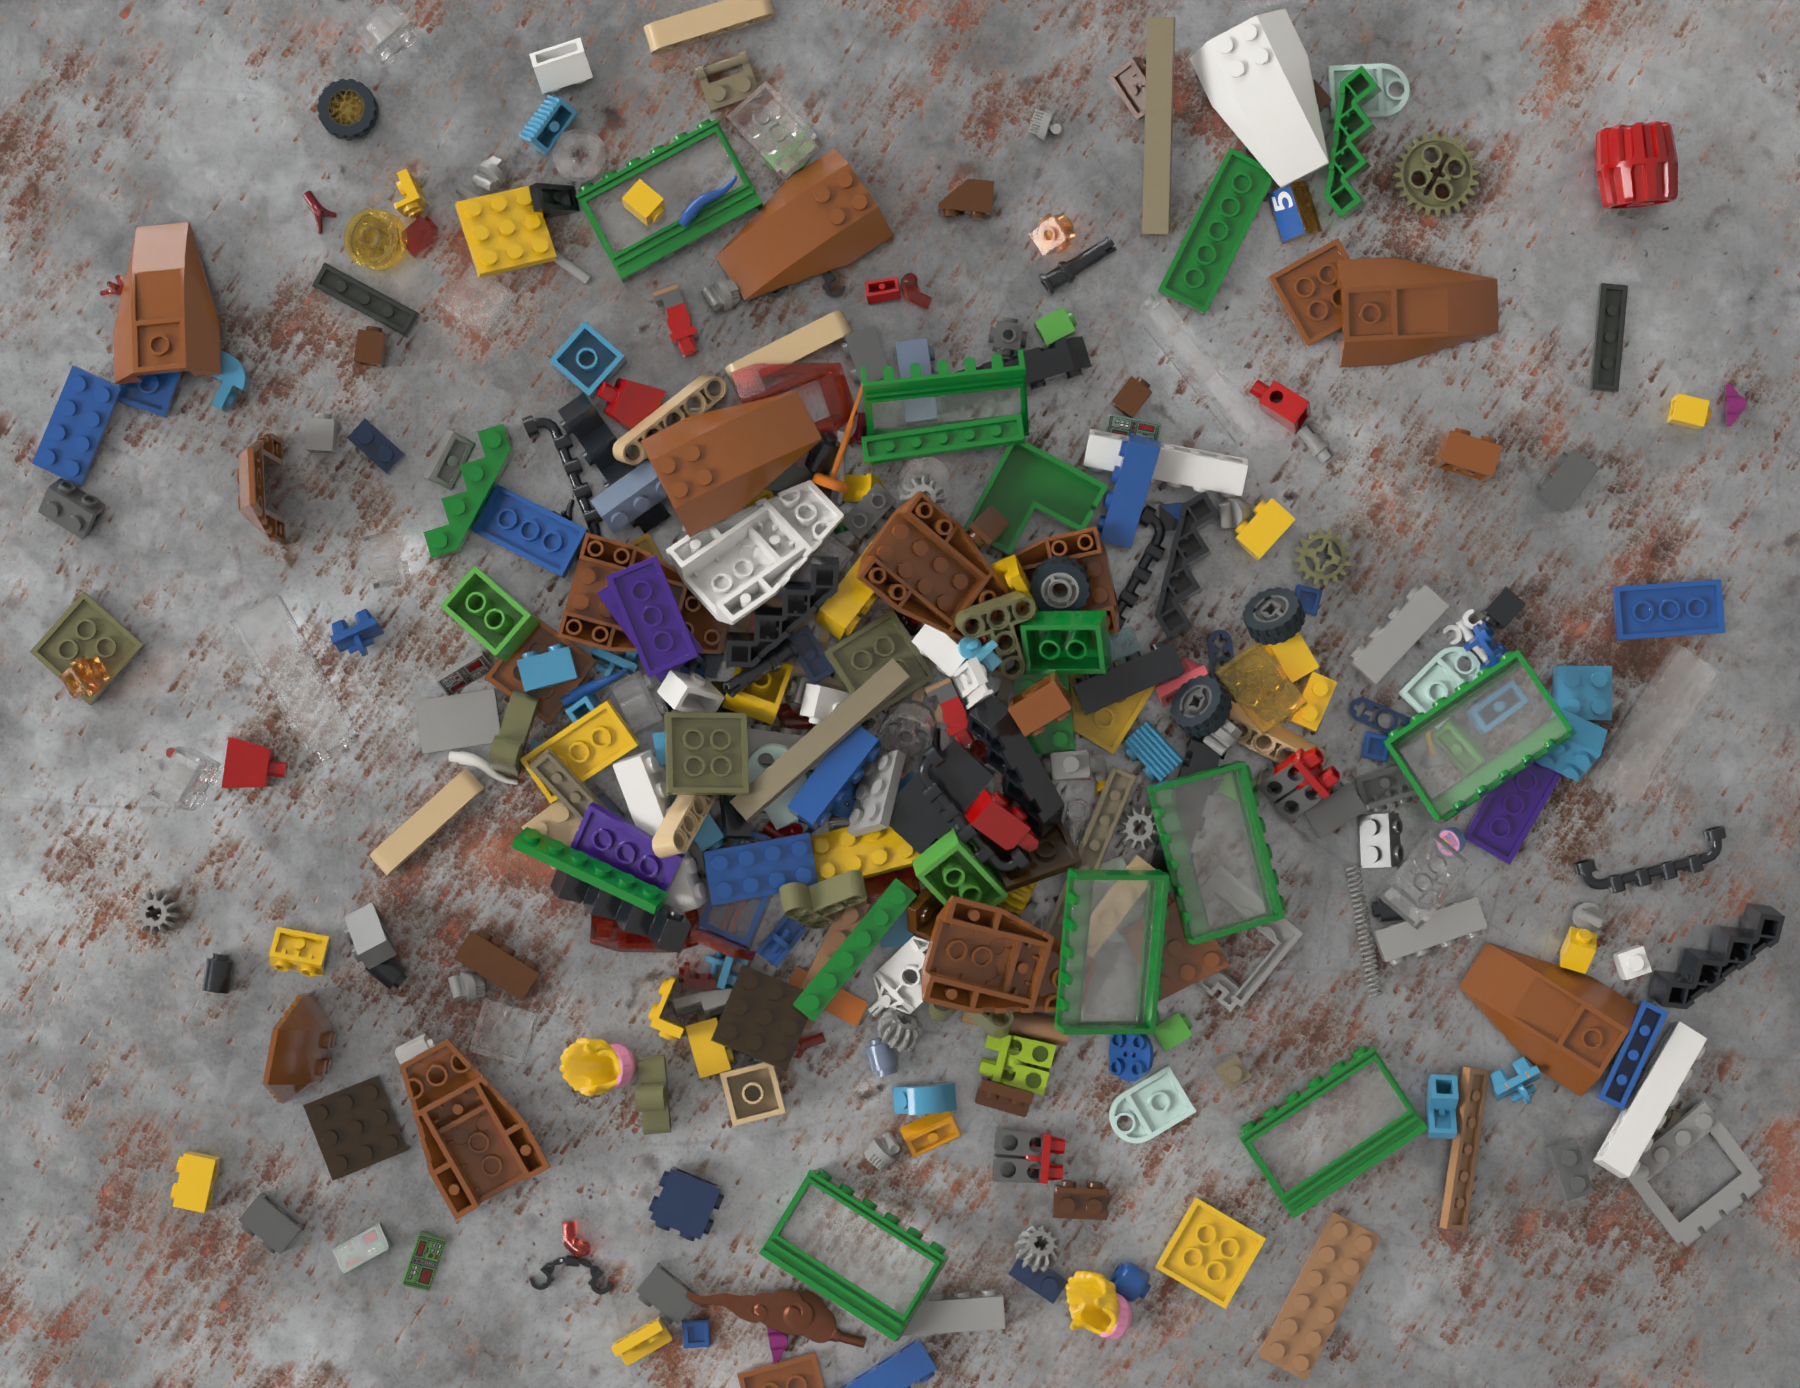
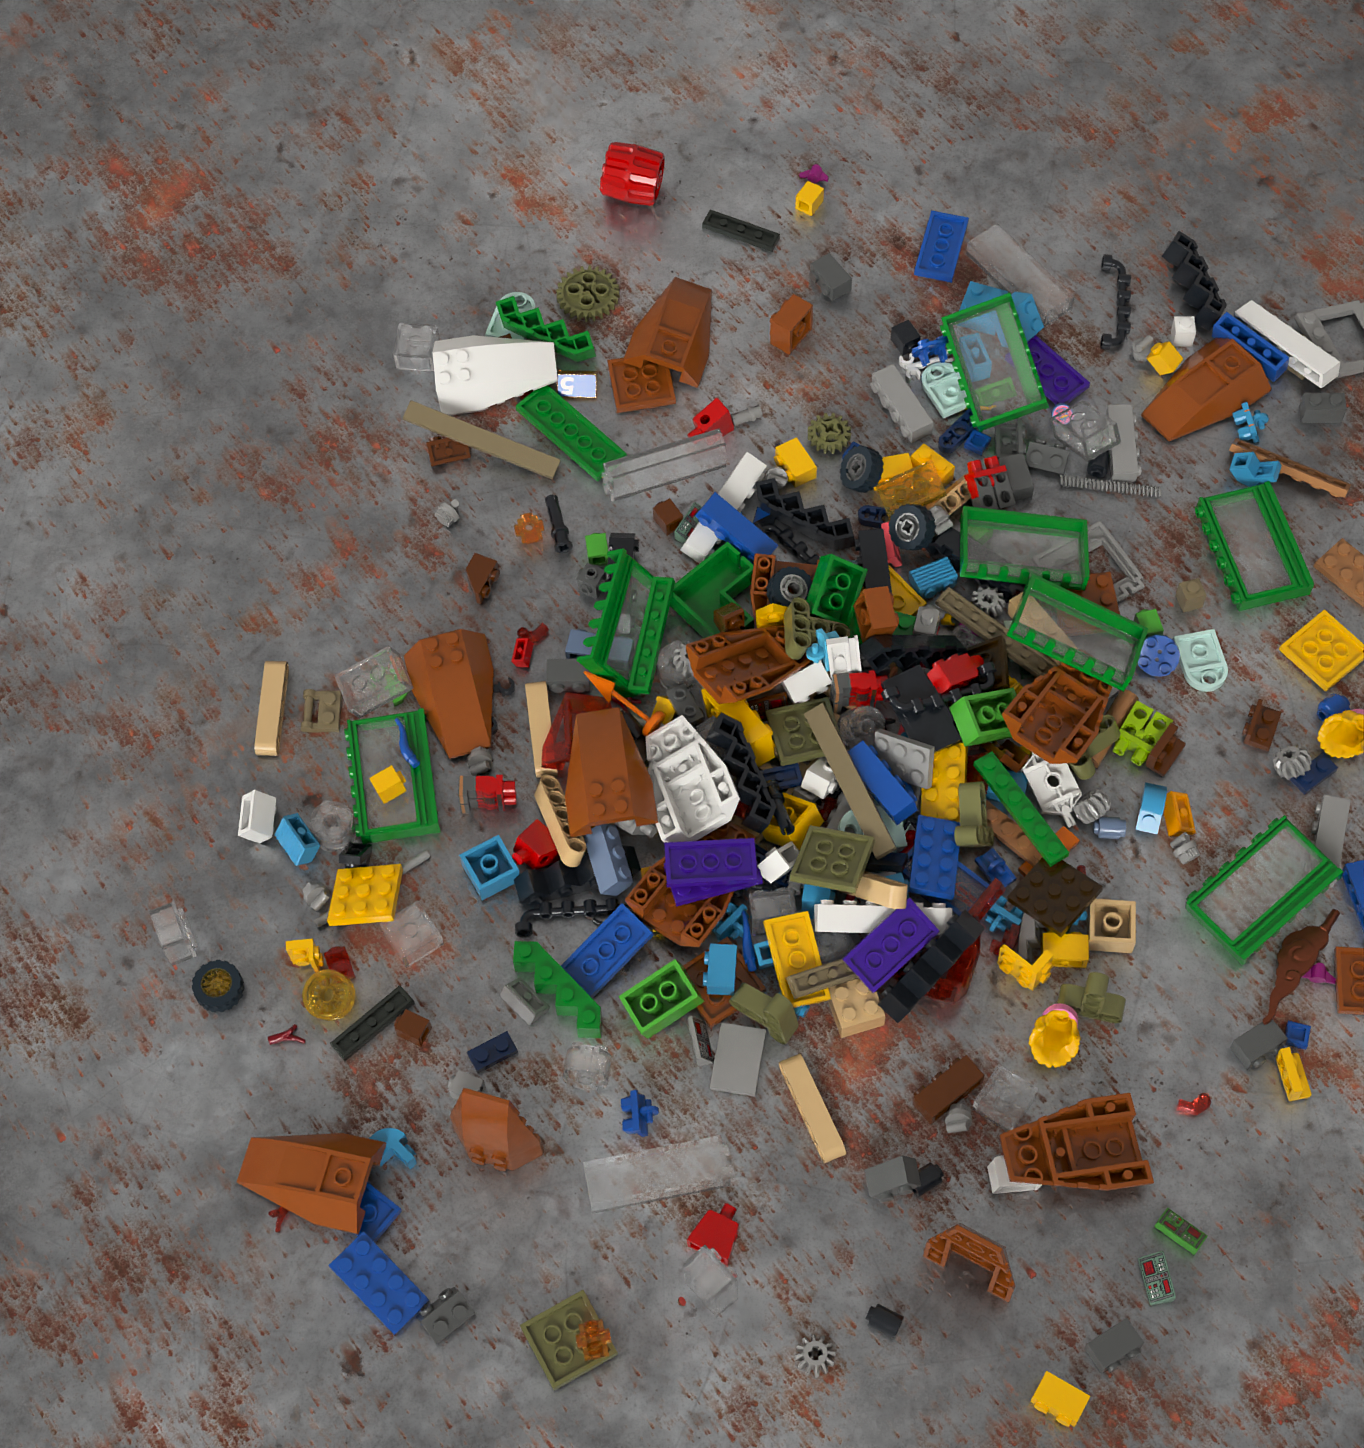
camera: 70 degrees left, 25 degrees down
(298, 951) = (887, 1246): yellow bracket -> none
(356, 1127) = (1050, 1250): dark brown plate -> none
(474, 760) = (773, 1057): white animal -> none
(574, 1262) = (1211, 1113): black piece -> none
(590, 870) = (896, 975): green plate -> none
(685, 1203) = (1188, 1004): dark blue brick -> none
(1034, 1162) = (1219, 743): dark grey hips -> none

